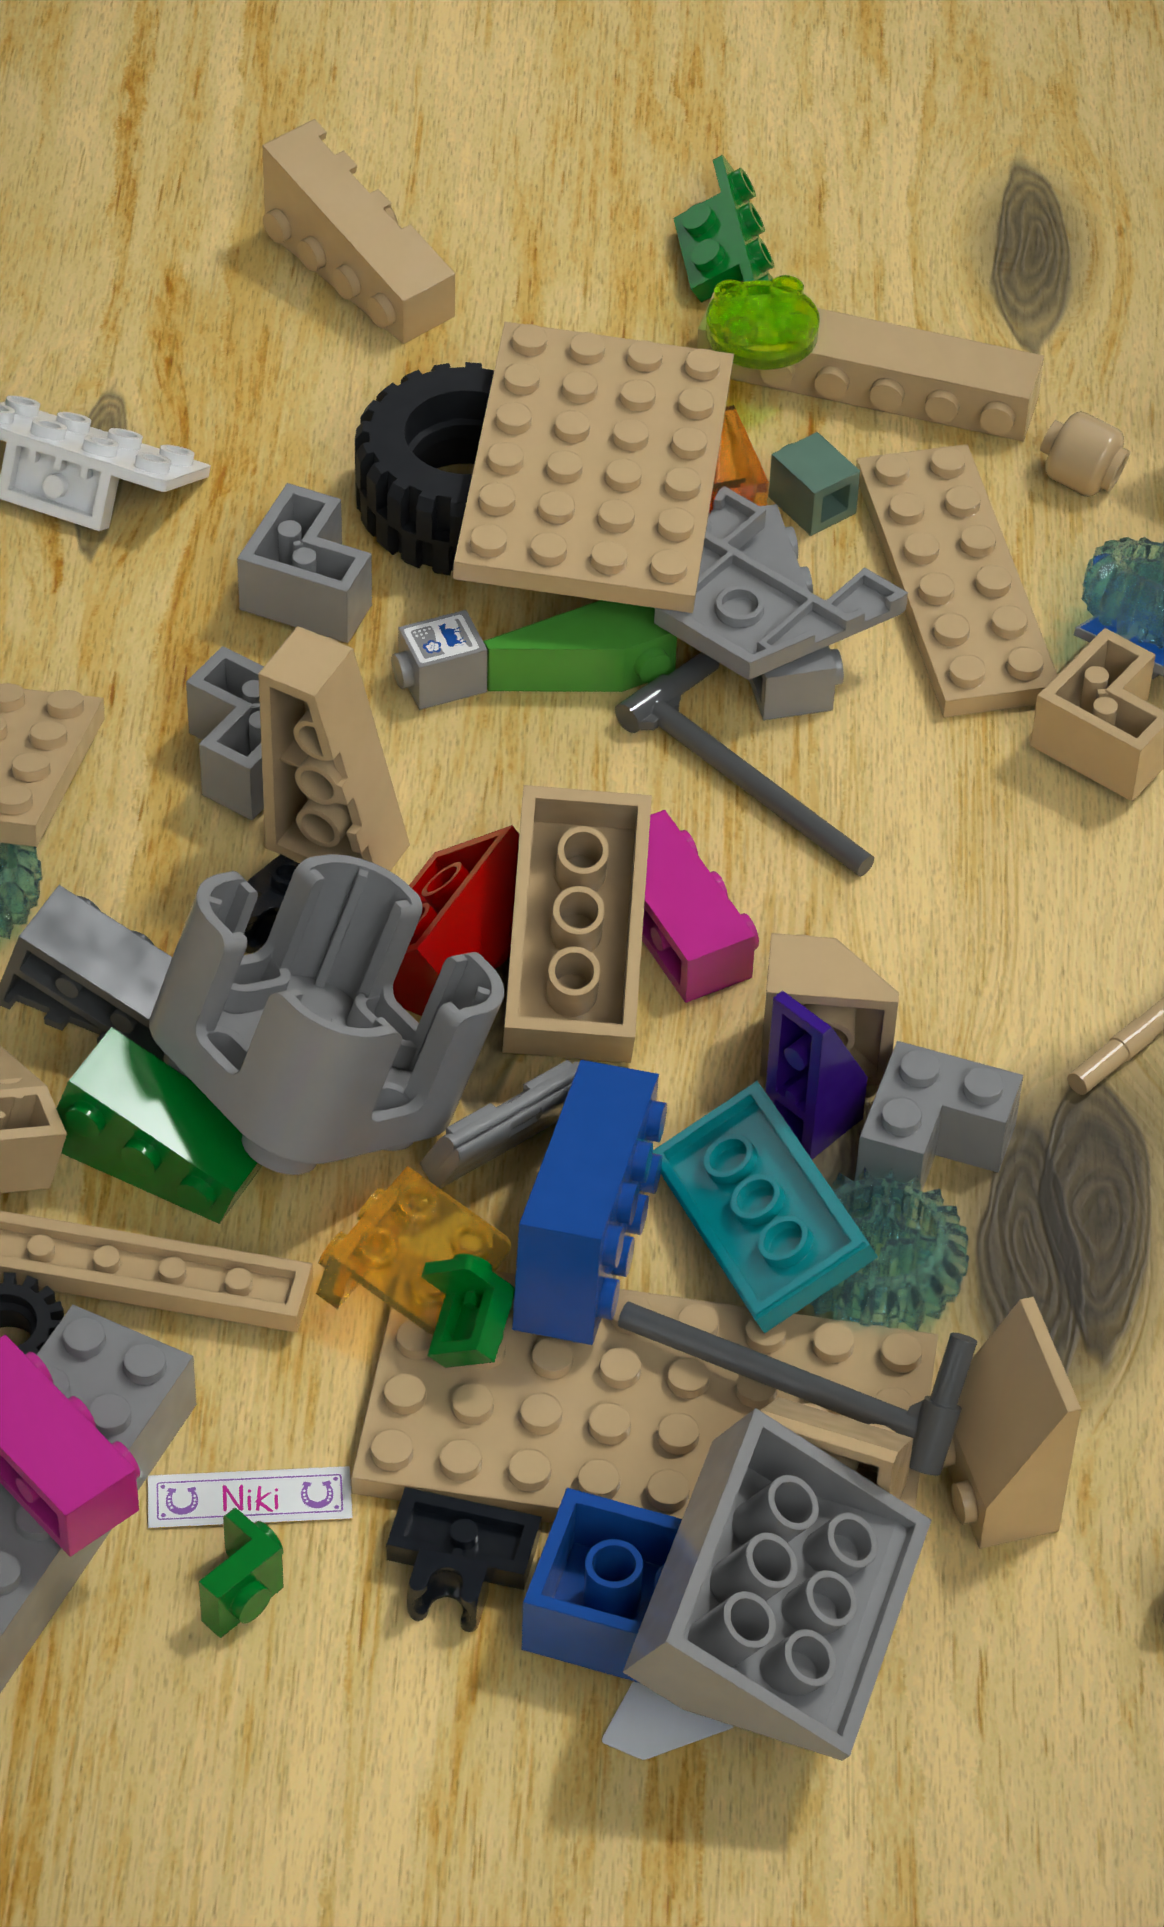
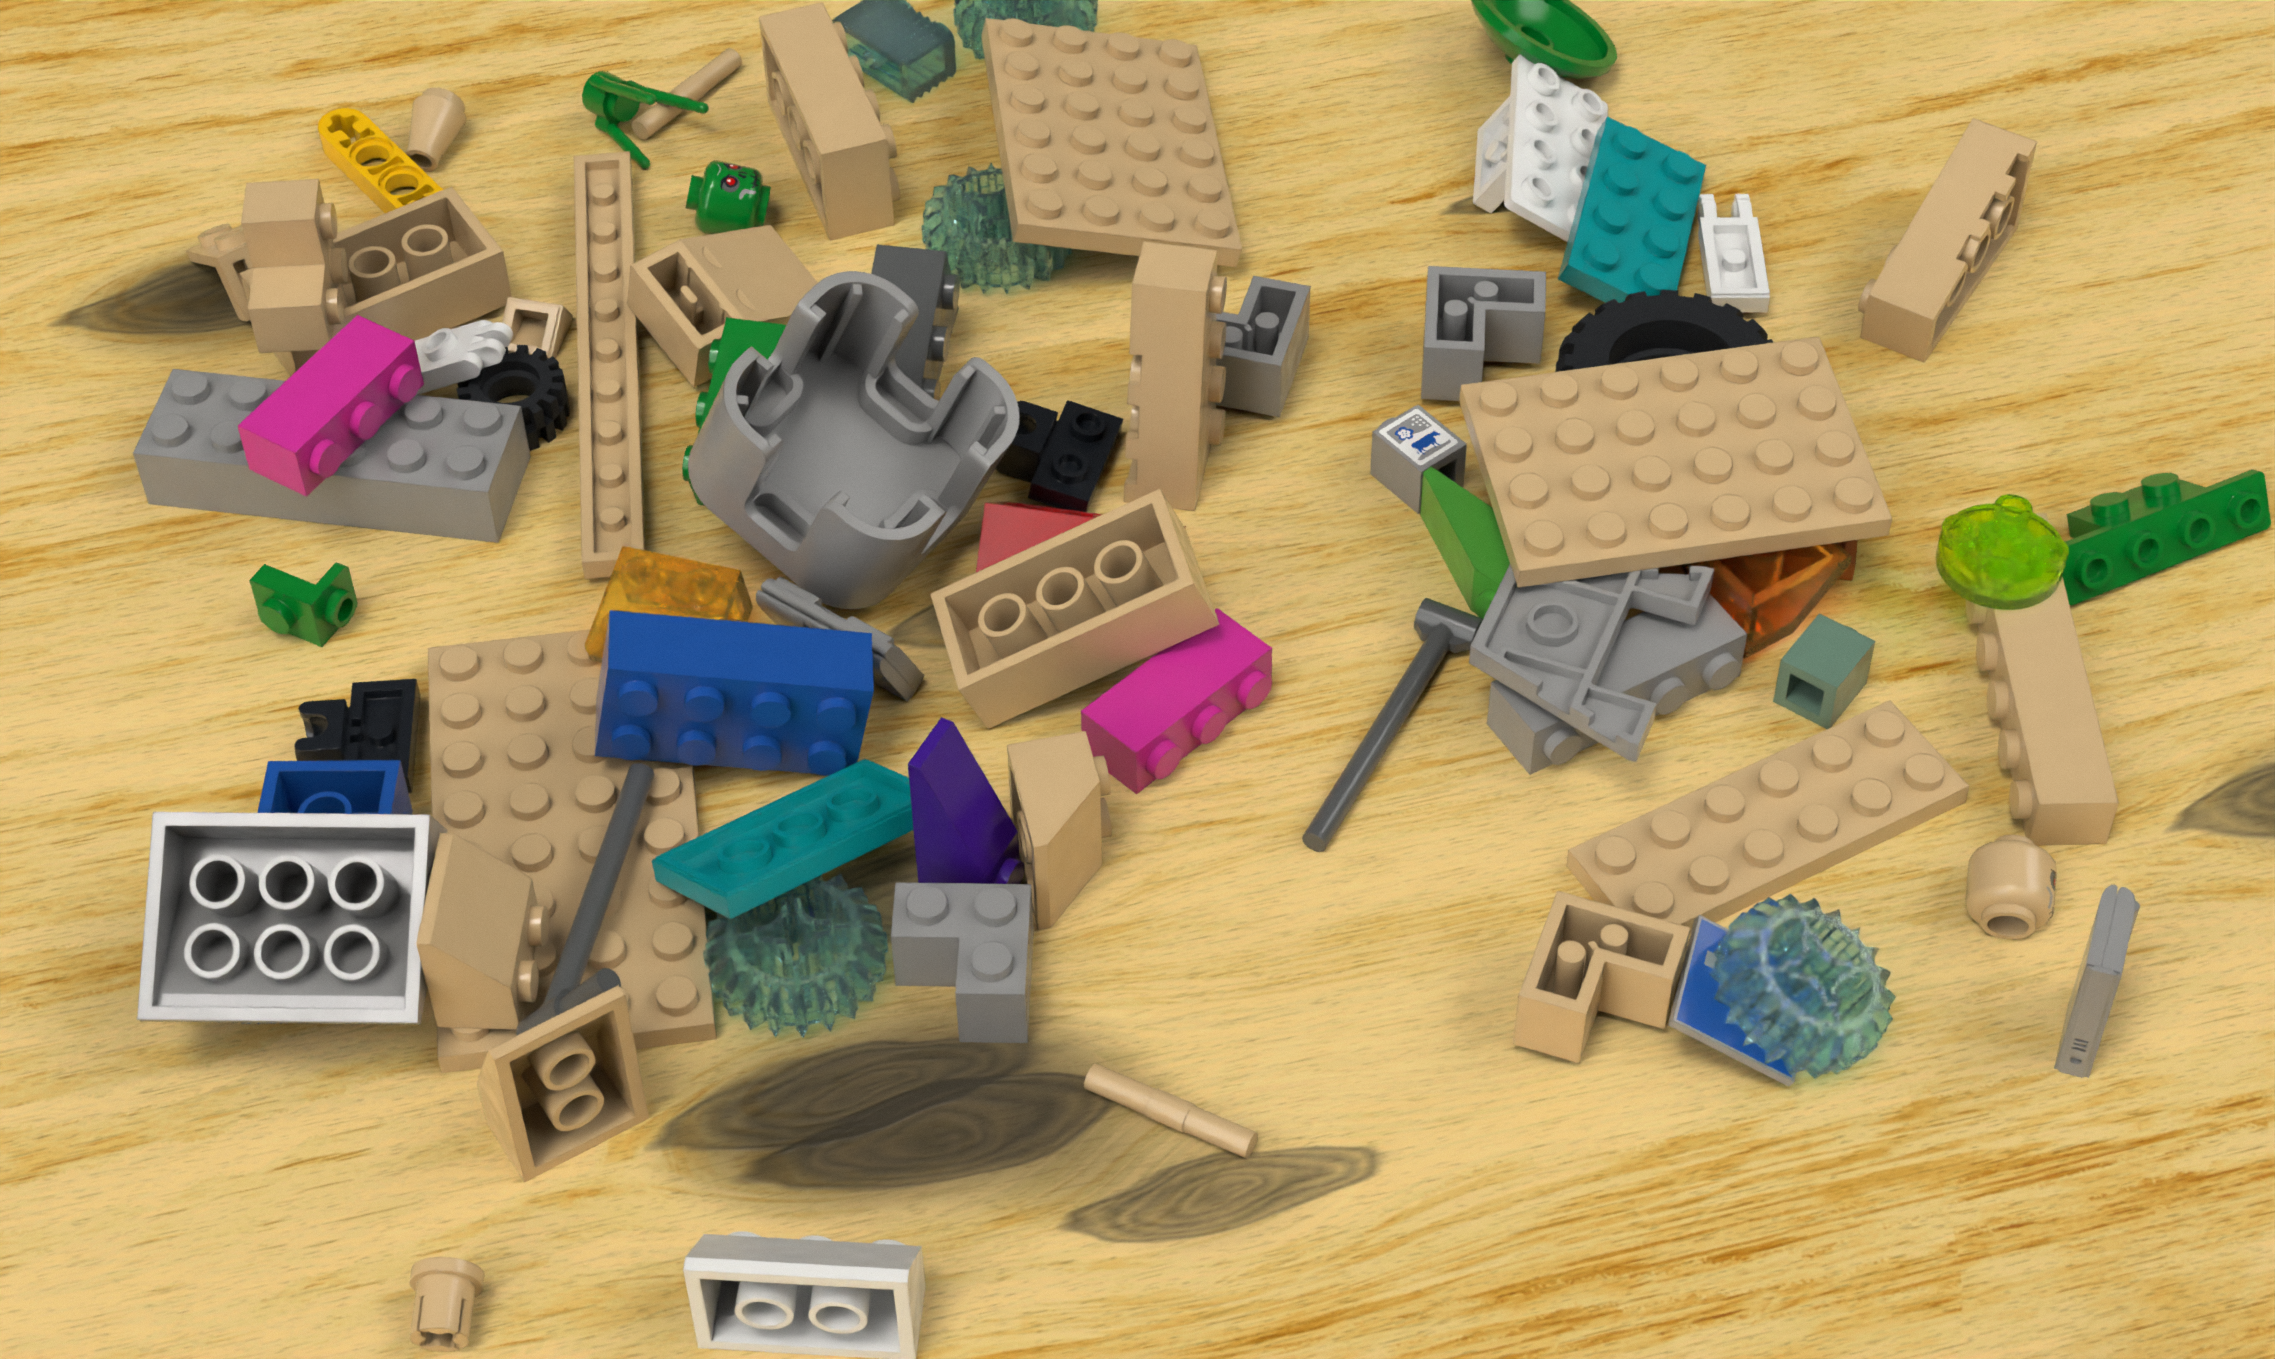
camera: 75 degrees right, 0 degrees up
(204, 424) = (1631, 216): none -> teal plate
(259, 1495) = (407, 598): white sticker -> none
(269, 379) = (1733, 255): none -> white hinge
(472, 1310) = (576, 662): green bracket -> none

